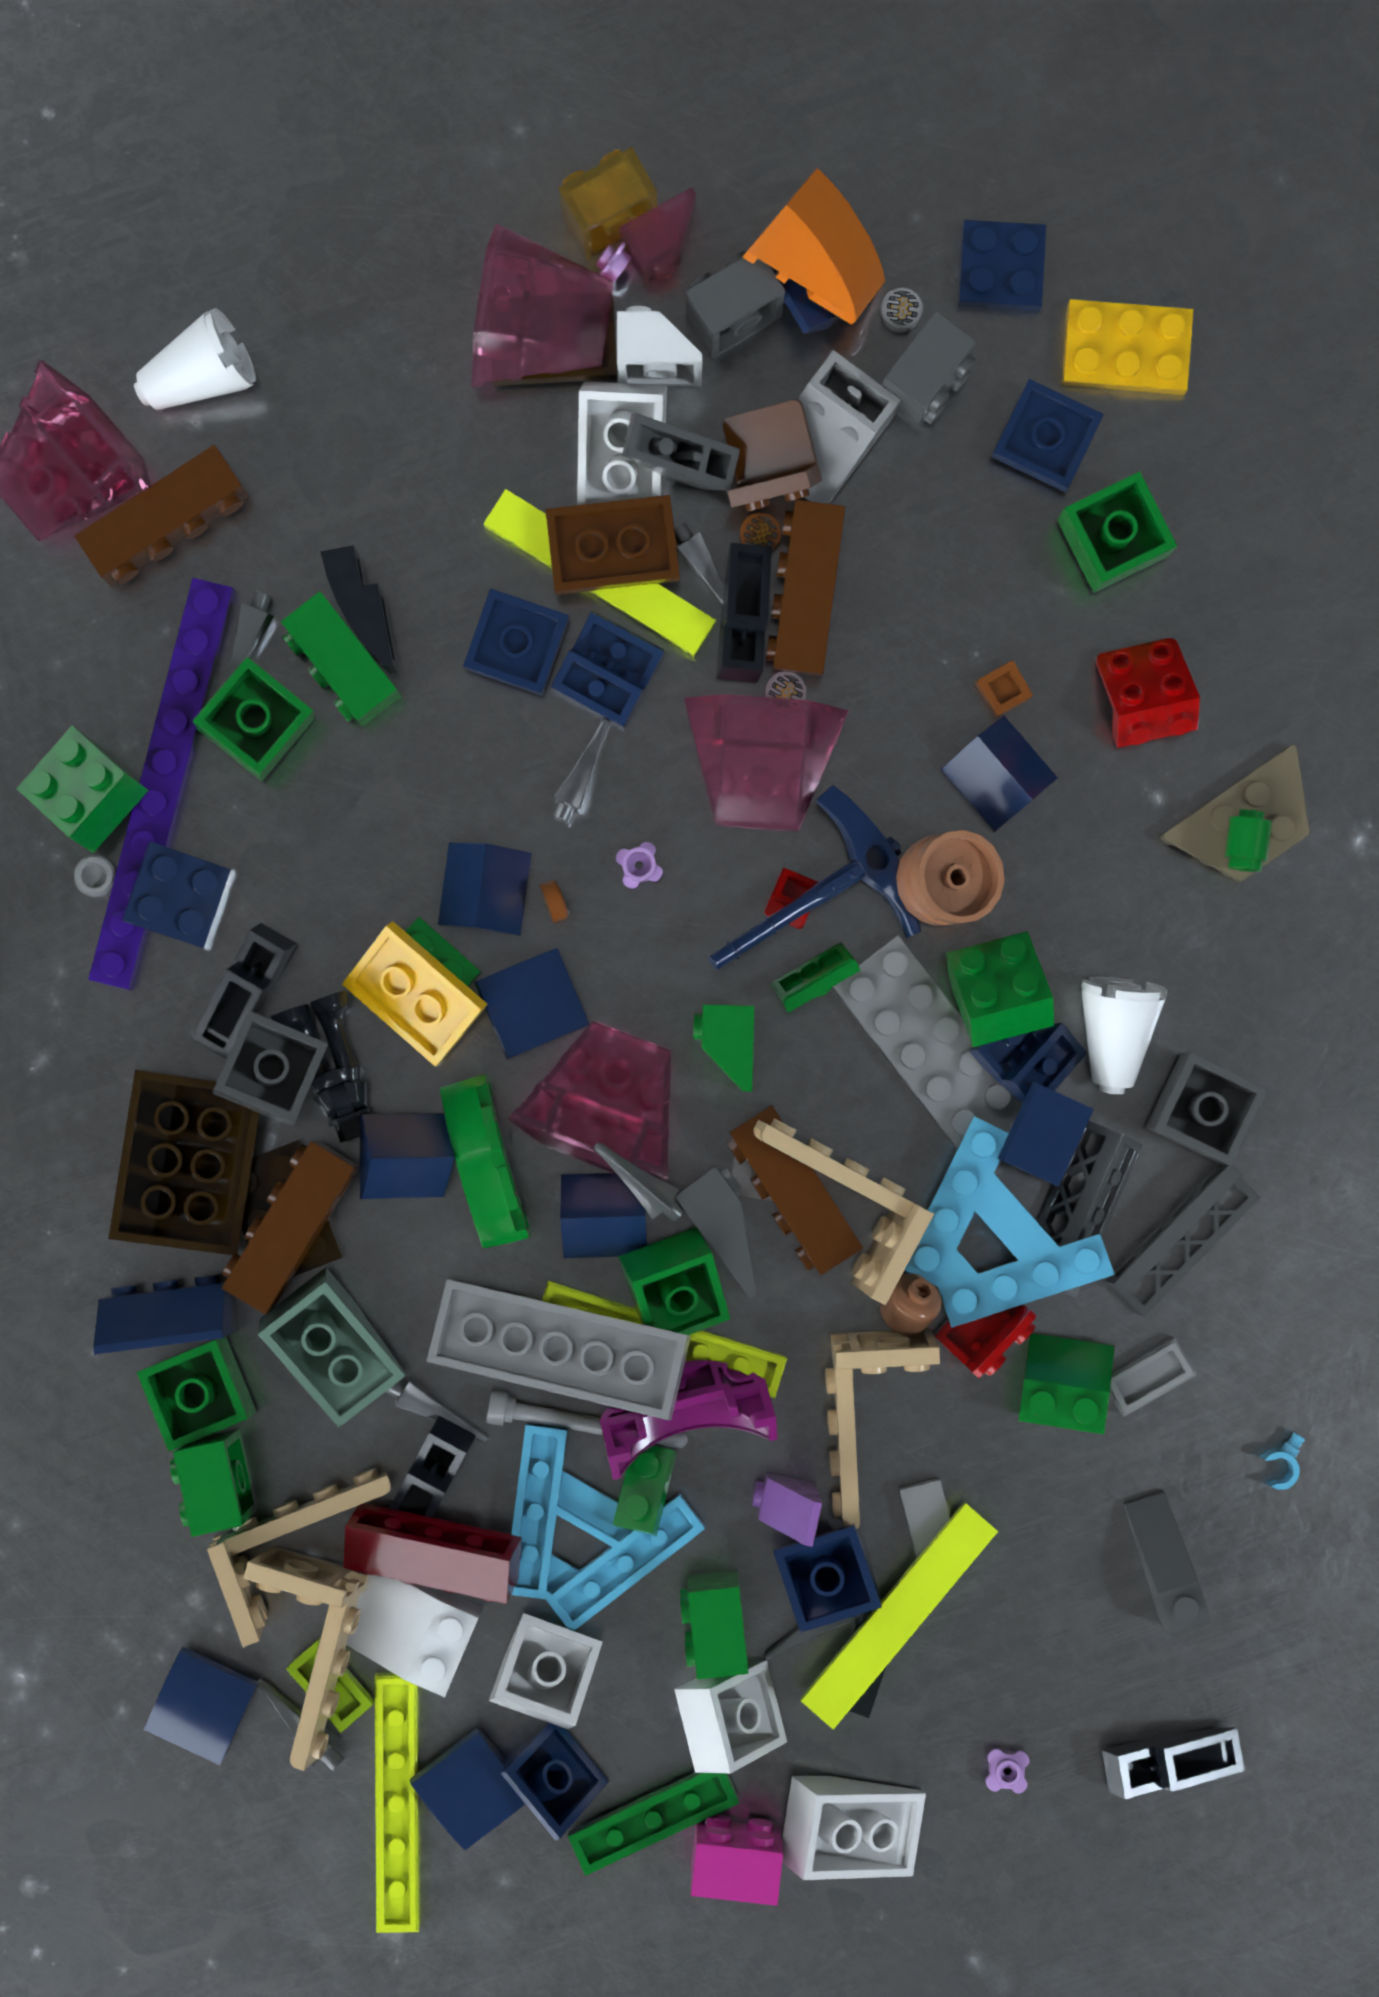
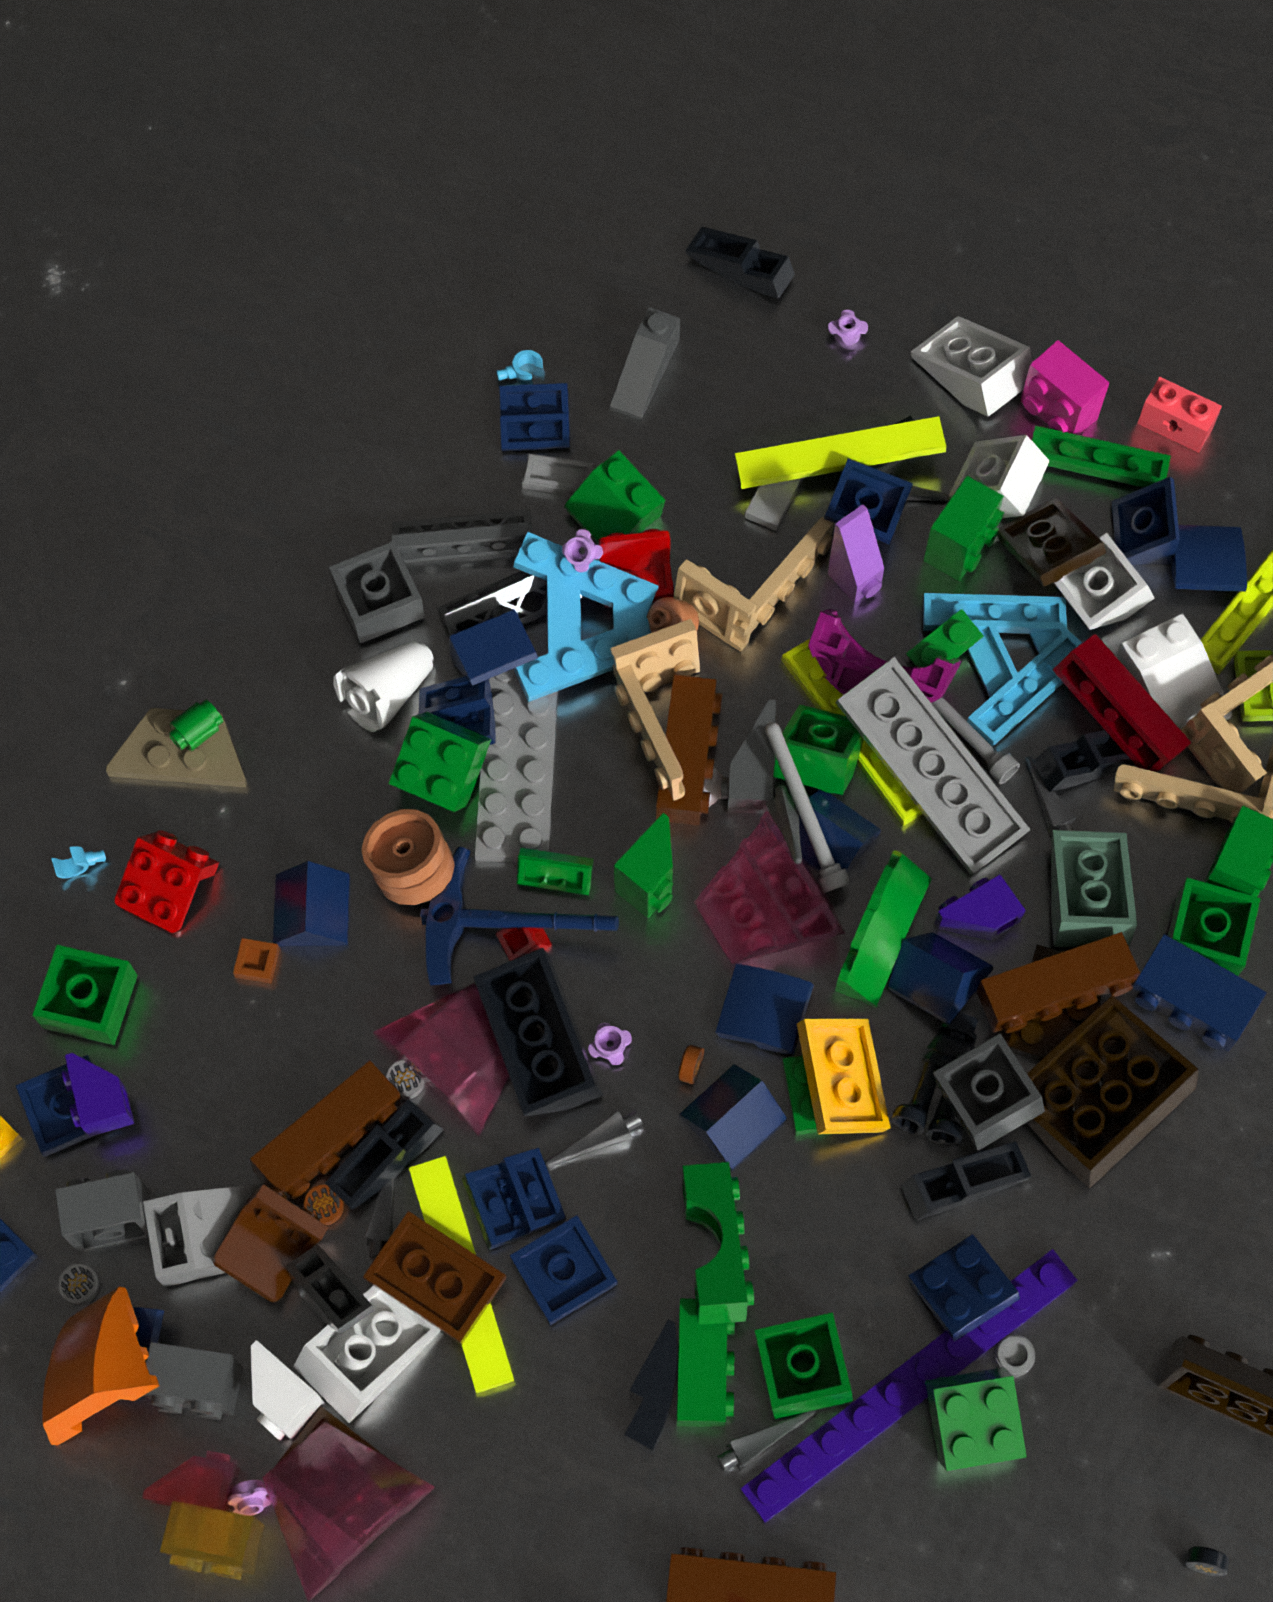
camera: 140 degrees left, 20 degrees down
(409, 1250) = (983, 912): none -> dark purple slope
(442, 795) = (720, 1284): none -> green arch
(567, 1171) = (831, 874): none -> light grey piece
(610, 1931) = (1179, 414): none -> coral brick
(623, 1675) = (1051, 541): none -> dark brown plate
(701, 814) = (537, 1035): none -> black slope
(1023, 456) = (98, 1096): none -> dark purple slope
(1044, 1282) = (571, 550): none -> lavender plate
(1224, 1419) = (534, 417): none -> dark blue slope
(1240, 644) = (78, 863): none -> medium azure piece

